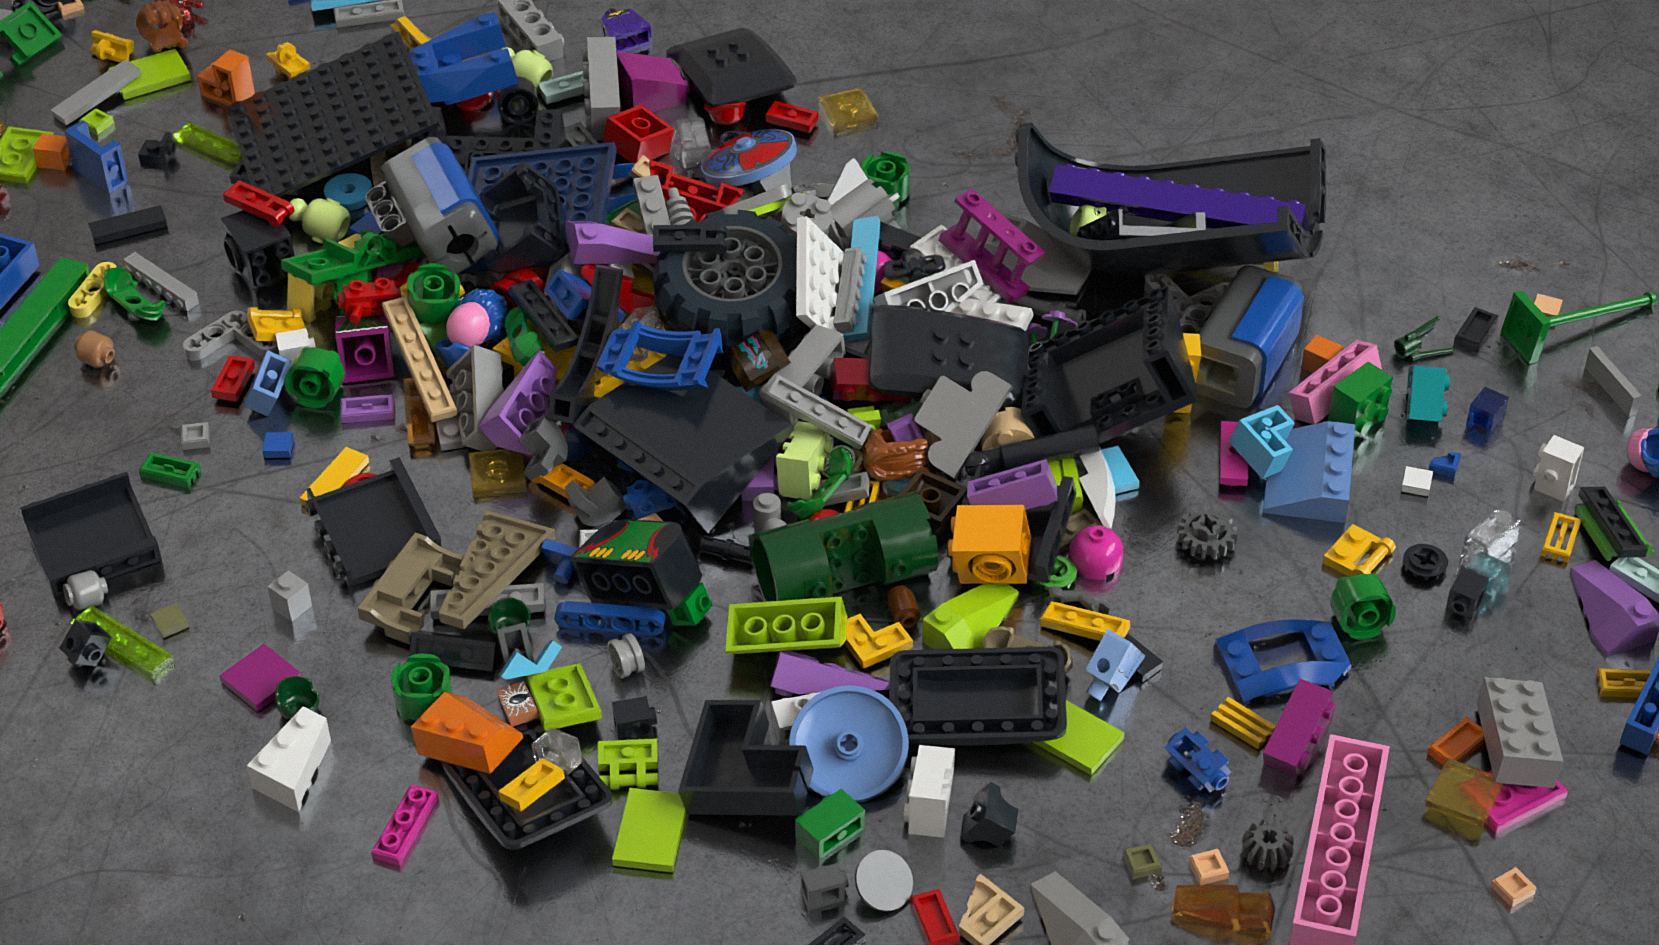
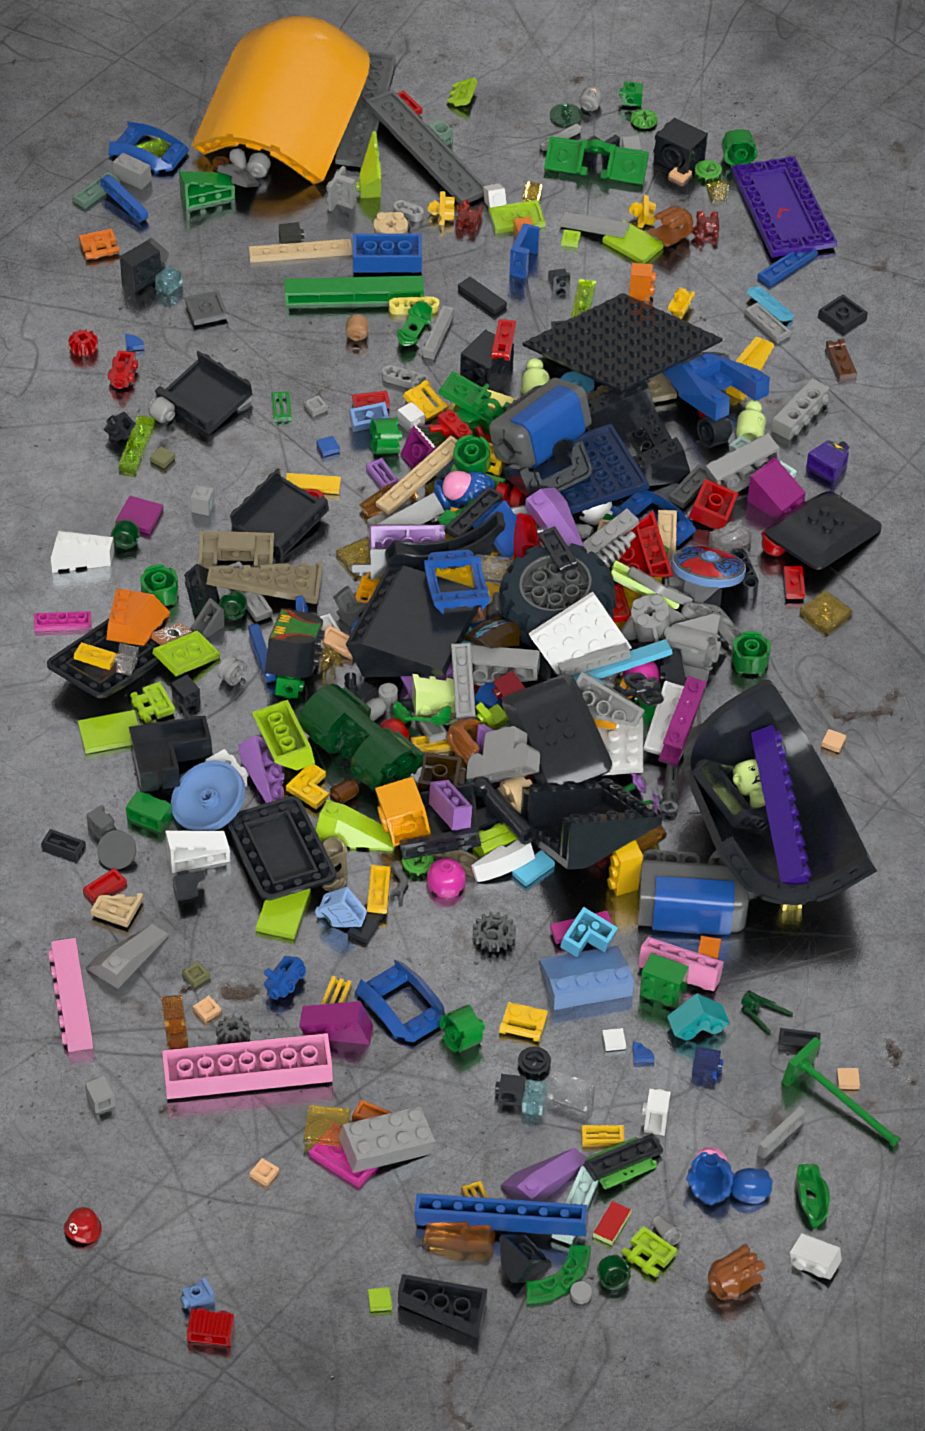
camera: 65 degrees right, 5 degrees up
(520, 666) = (197, 625): medium azure slope -> none

